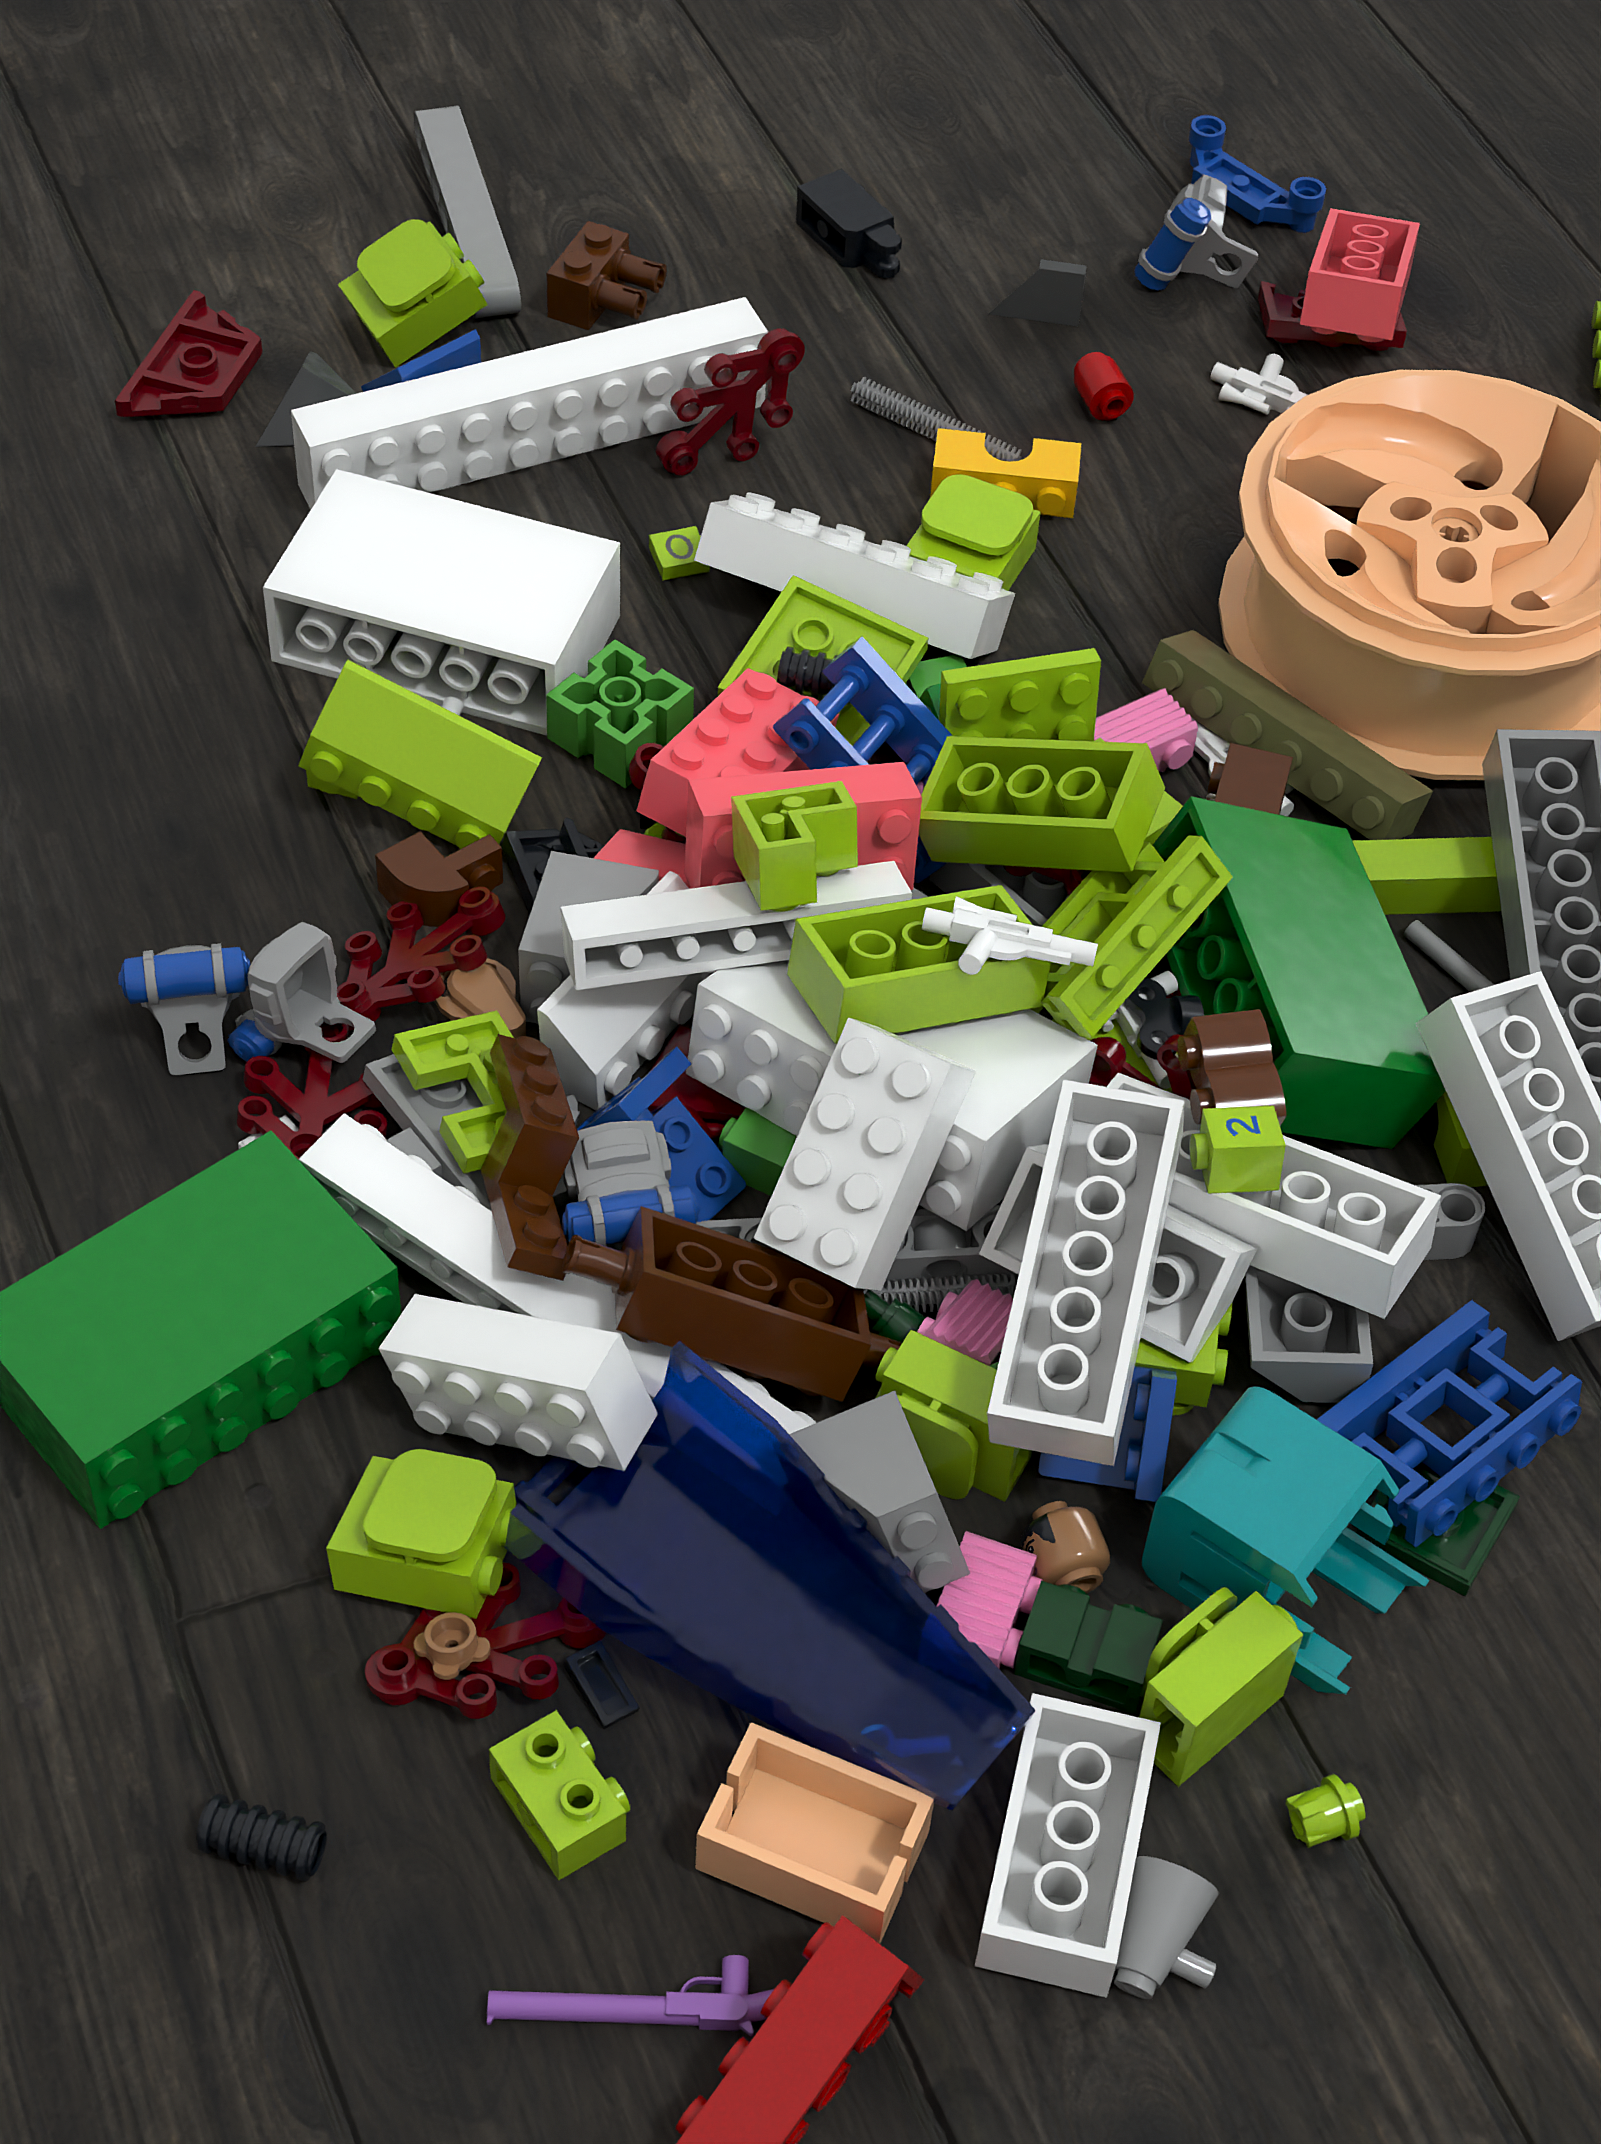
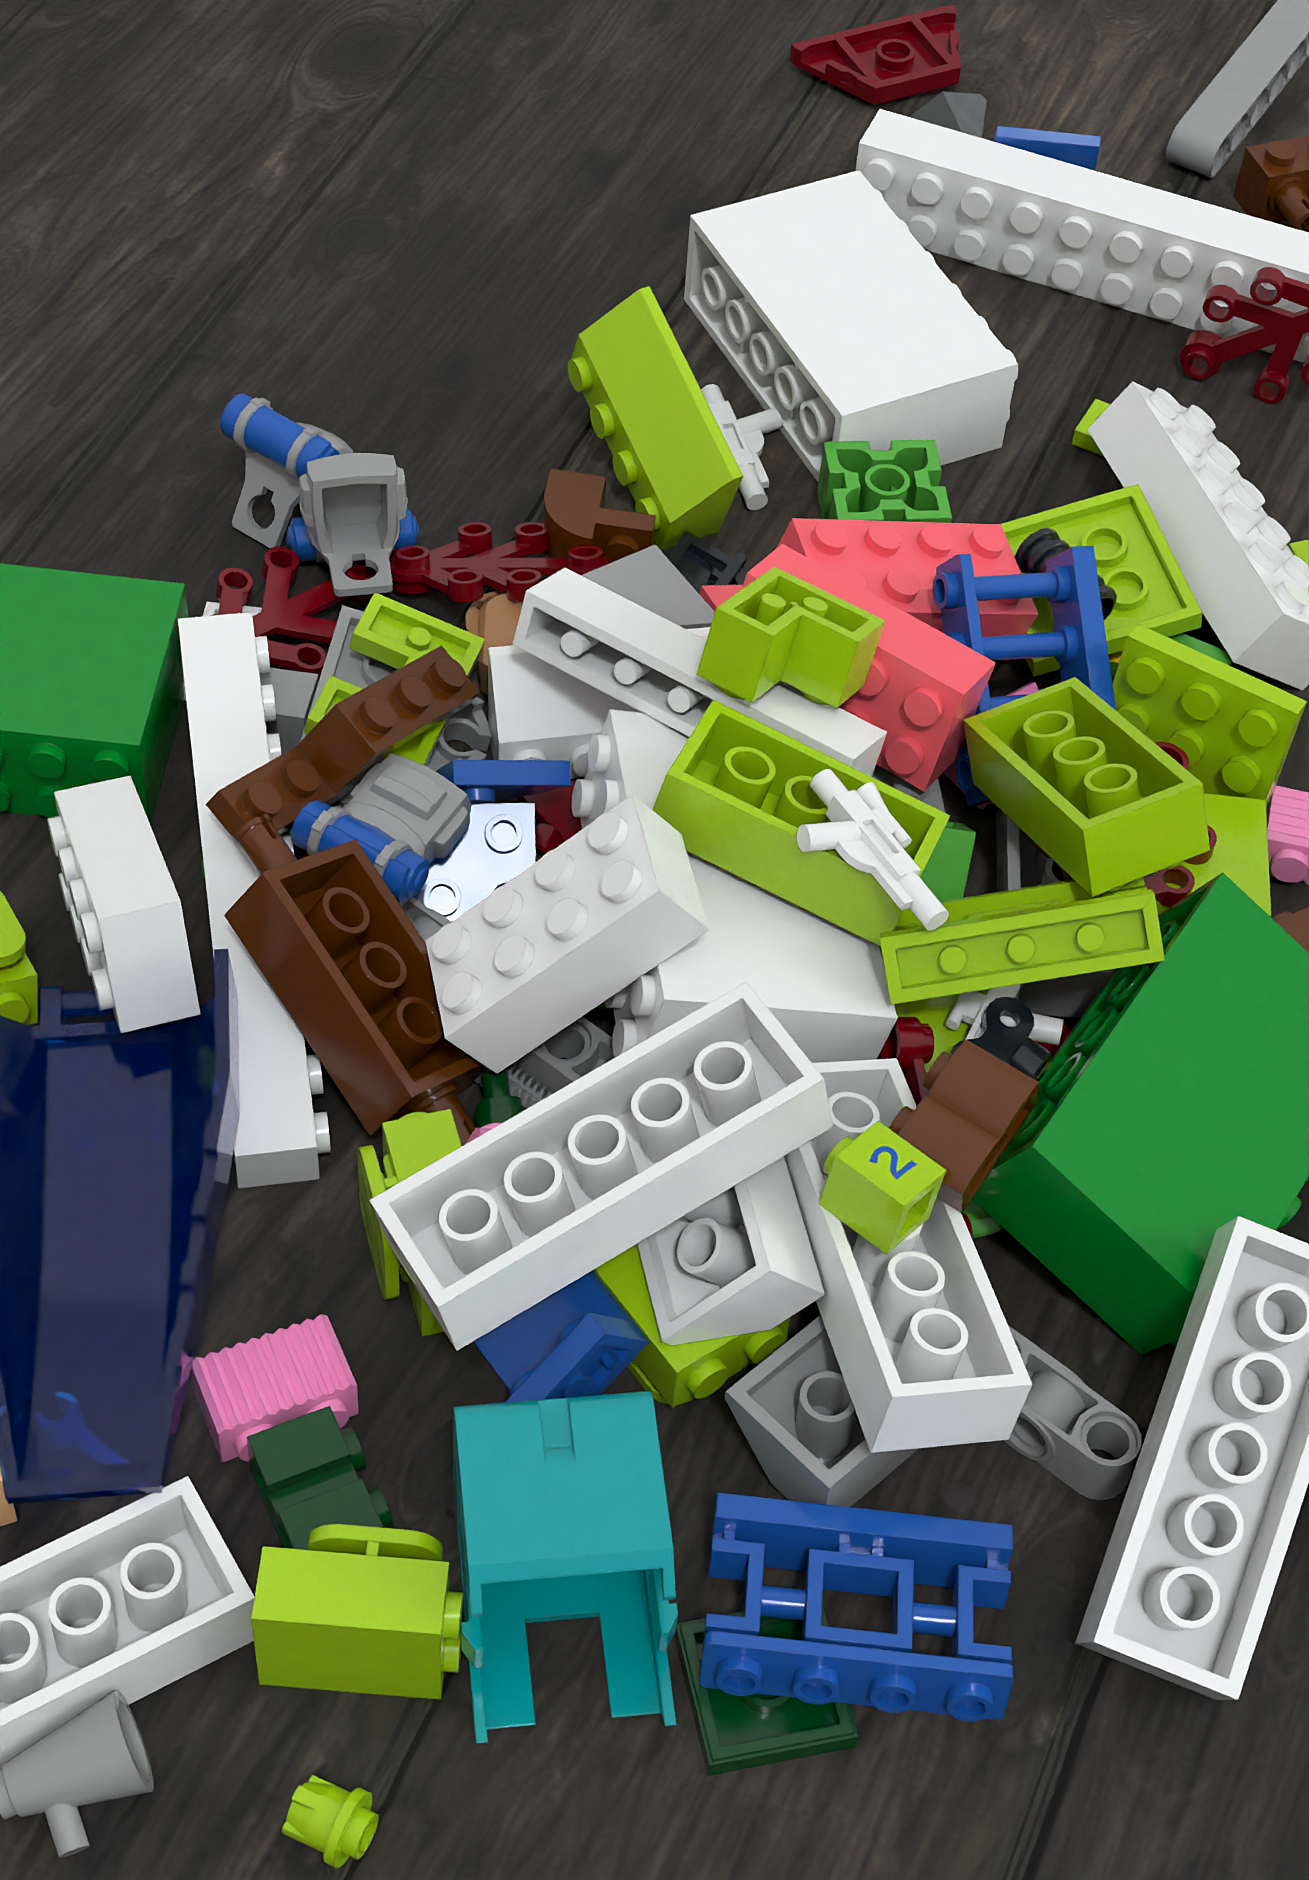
camera: 45 degrees right, 0 degrees up
(413, 289) = (1124, 91): lime brick -> none
(881, 1473) = (282, 1220): light grey slope -> none
(1066, 1546) = (401, 1409): medium nougat head -> none

